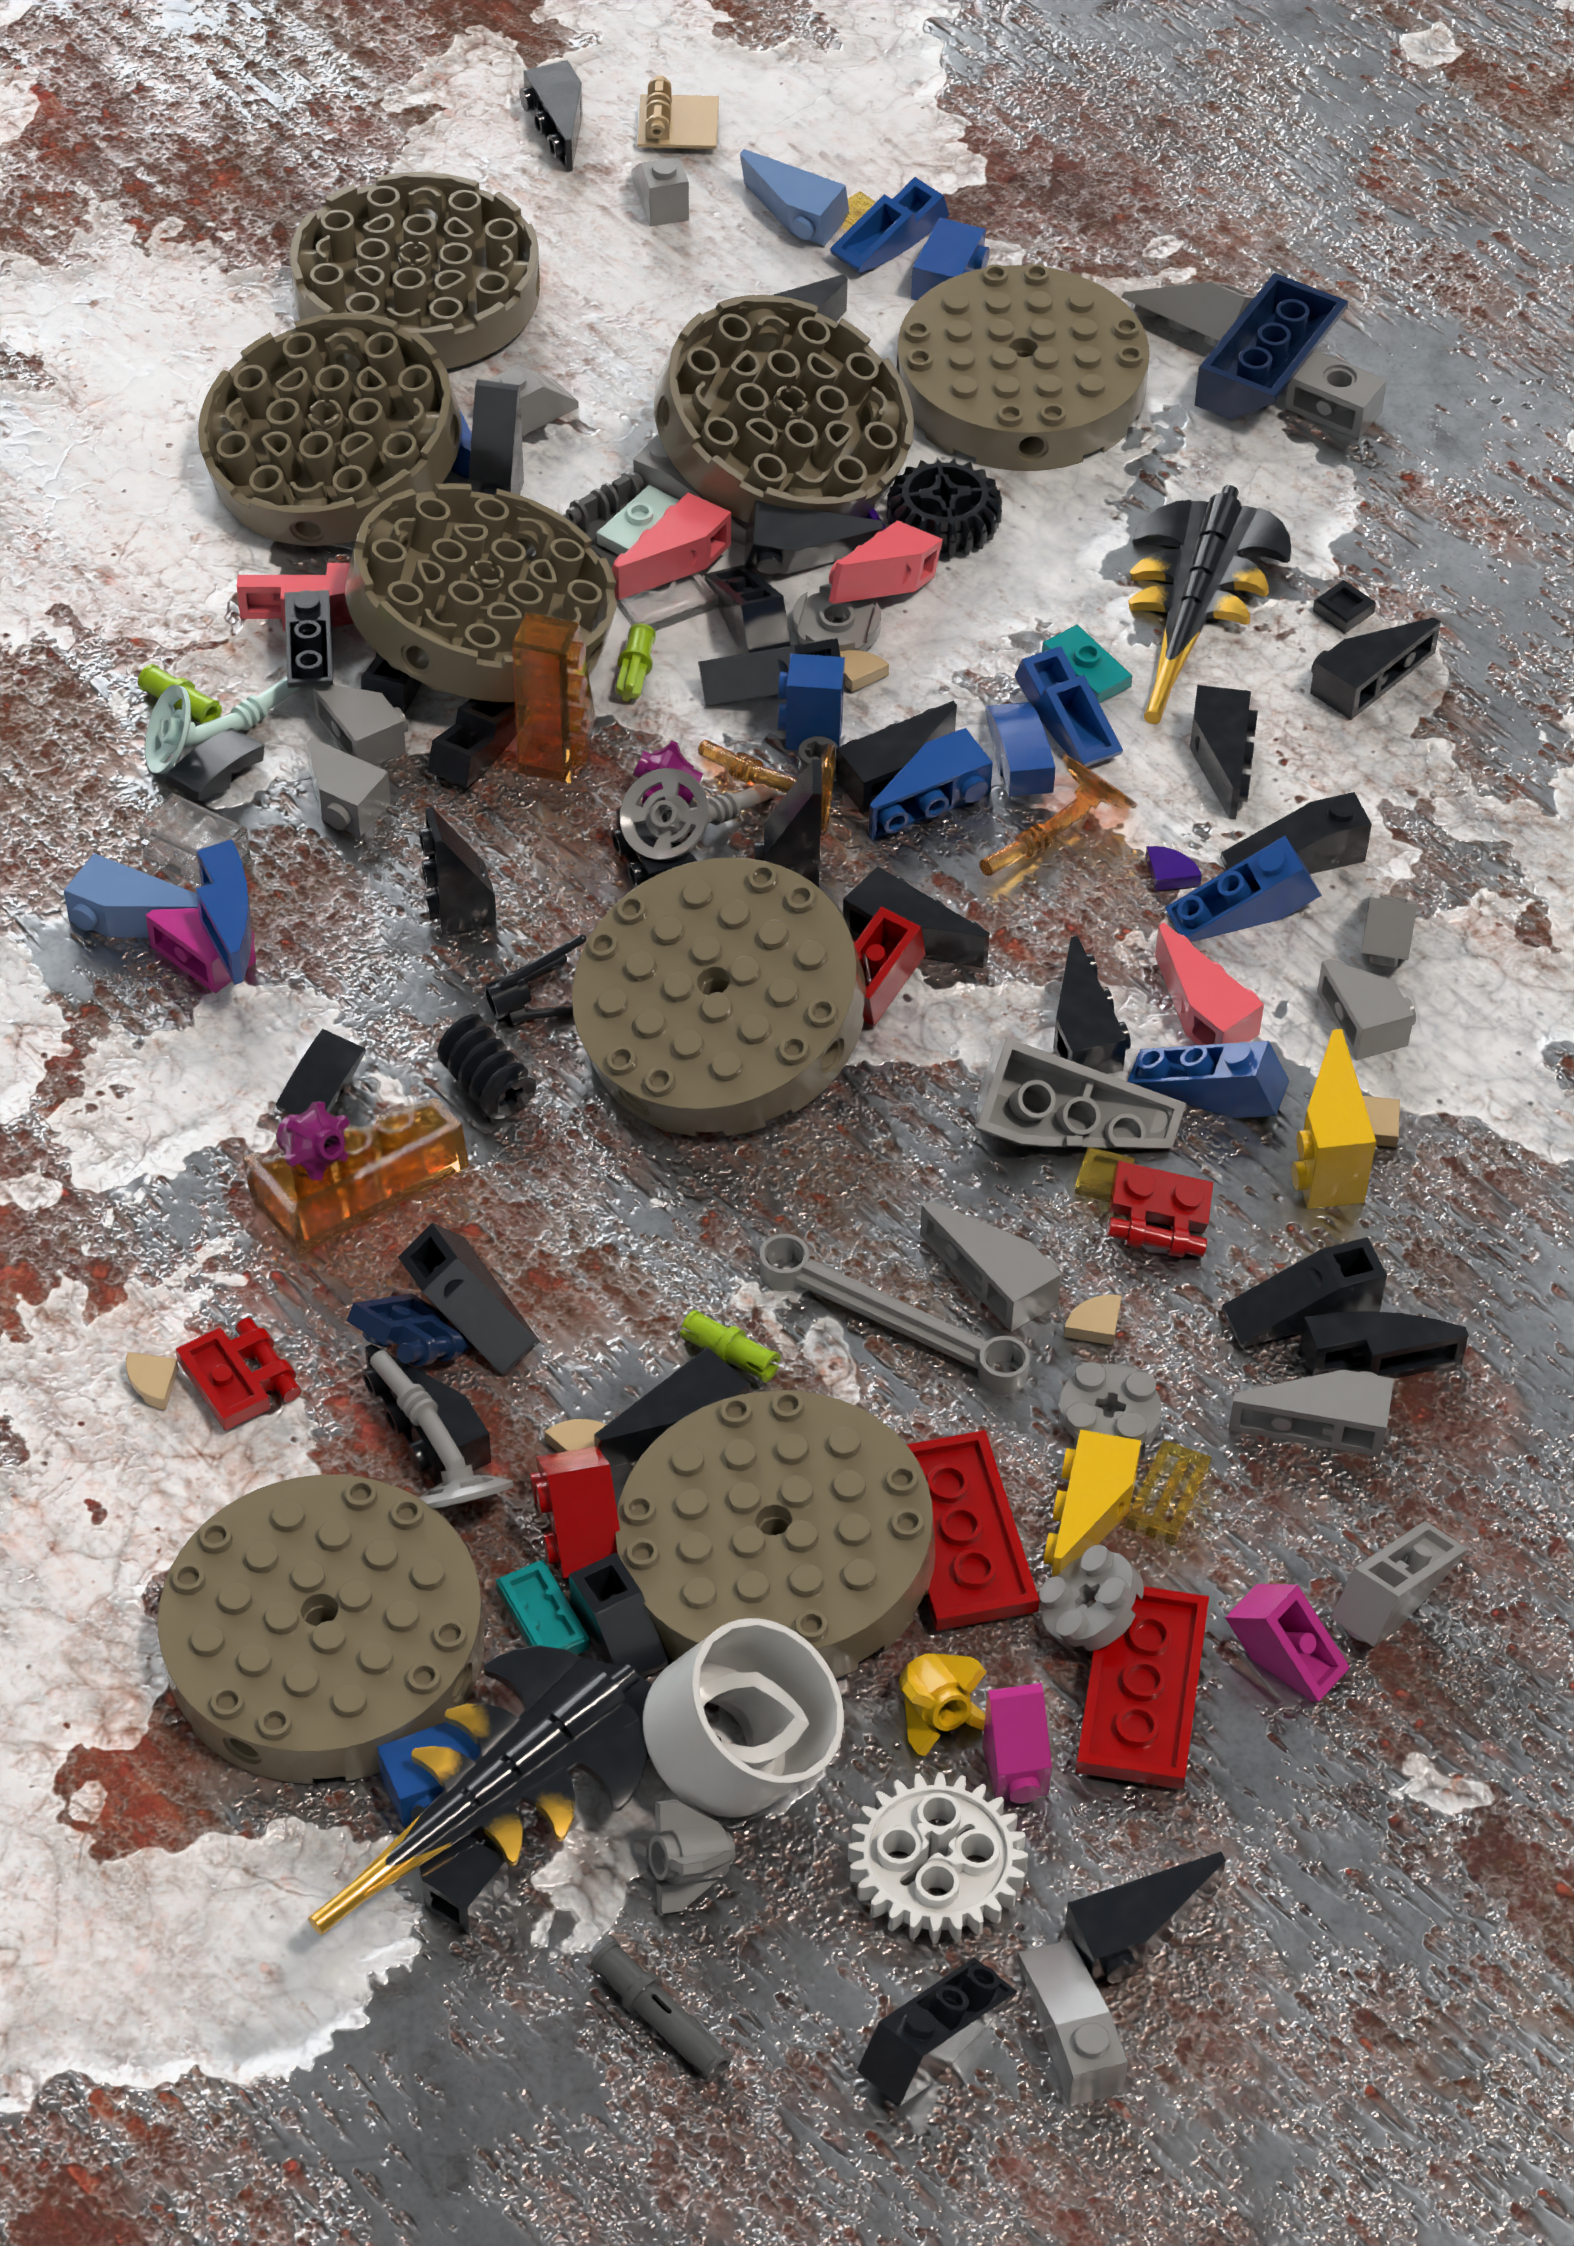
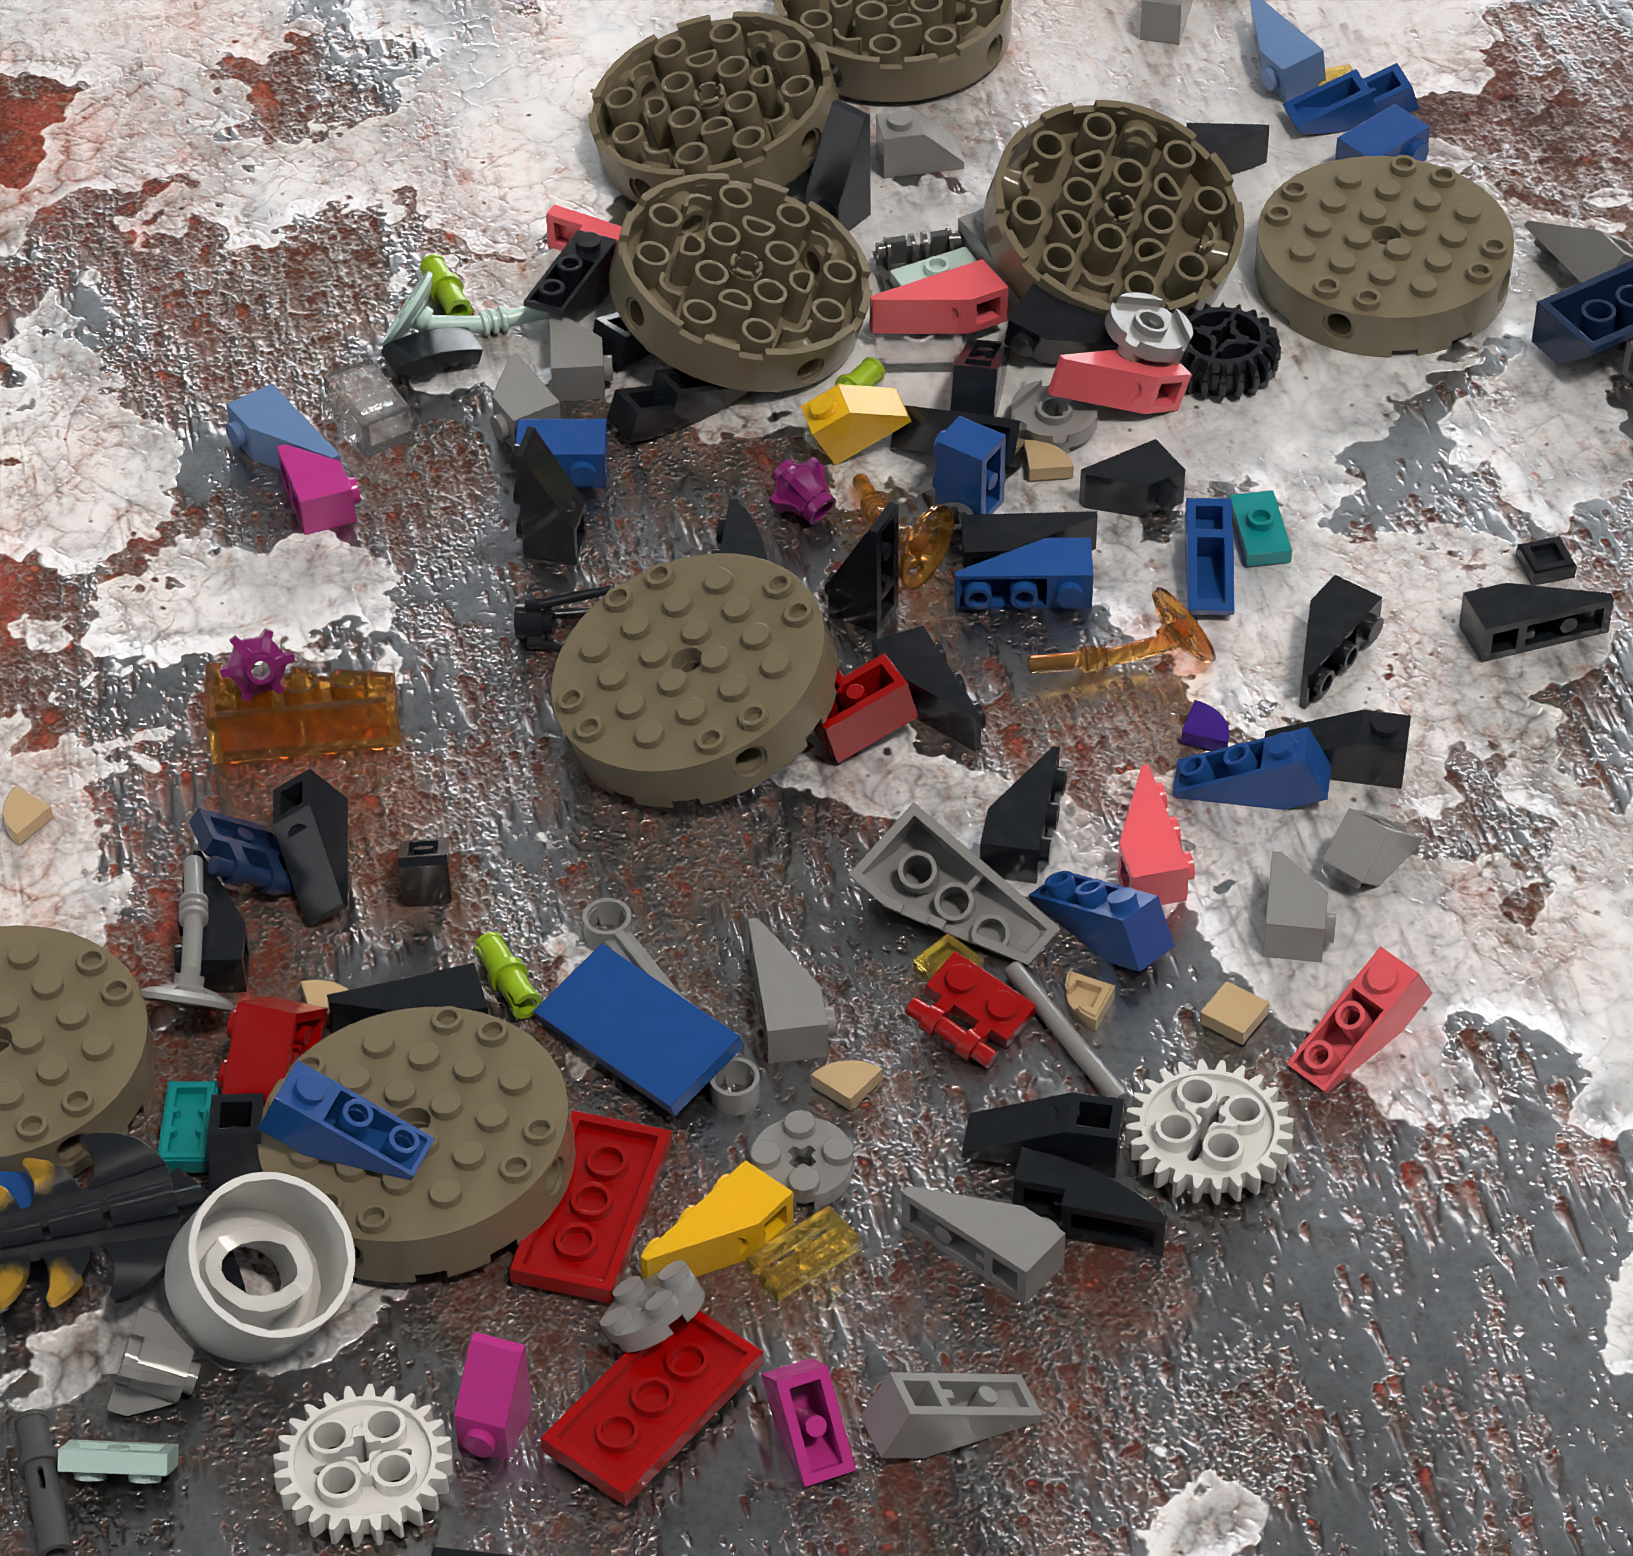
camera: 30 degrees right, 5 degrees down
(225, 906) = (336, 460): blue slope -> none
(226, 1381) = (76, 838): red plate -> none
(321, 1073) = (323, 630): black slope -> none
(395, 818) = (576, 445): none -> blue brick
(485, 1067) = (468, 669): black piece -> none
(551, 697) = (727, 383): clear orange wedge -> none
(587, 1272) = (425, 872): none -> black slope
(670, 689) = (854, 418): none -> yellow slope
(674, 814) = (768, 519): light grey dish -> none
(726, 1552) = (342, 1127): none -> blue slope
(732, 1947) = (140, 1460): none -> light aqua plate
(887, 510) = (1147, 329): none -> light grey plate
(889, 1347) = (638, 1029): none -> blue tile
(939, 1697) = (453, 1321): yellow brick -> none
(957, 660) = (1134, 482): none -> black slope
(1021, 748) = (1136, 572): blue slope -> none
(1207, 561) = (1451, 461): black animal -> none
(1243, 1159) = (1088, 999): none -> tan tile
(1252, 1199) = (1065, 1032): none -> light grey bar
(1337, 1135) = (1166, 997): yellow slope -> none
(1467, 1228) = (1236, 1151): none -> white gear
(1487, 1087) = (1361, 1021): none -> coral slope

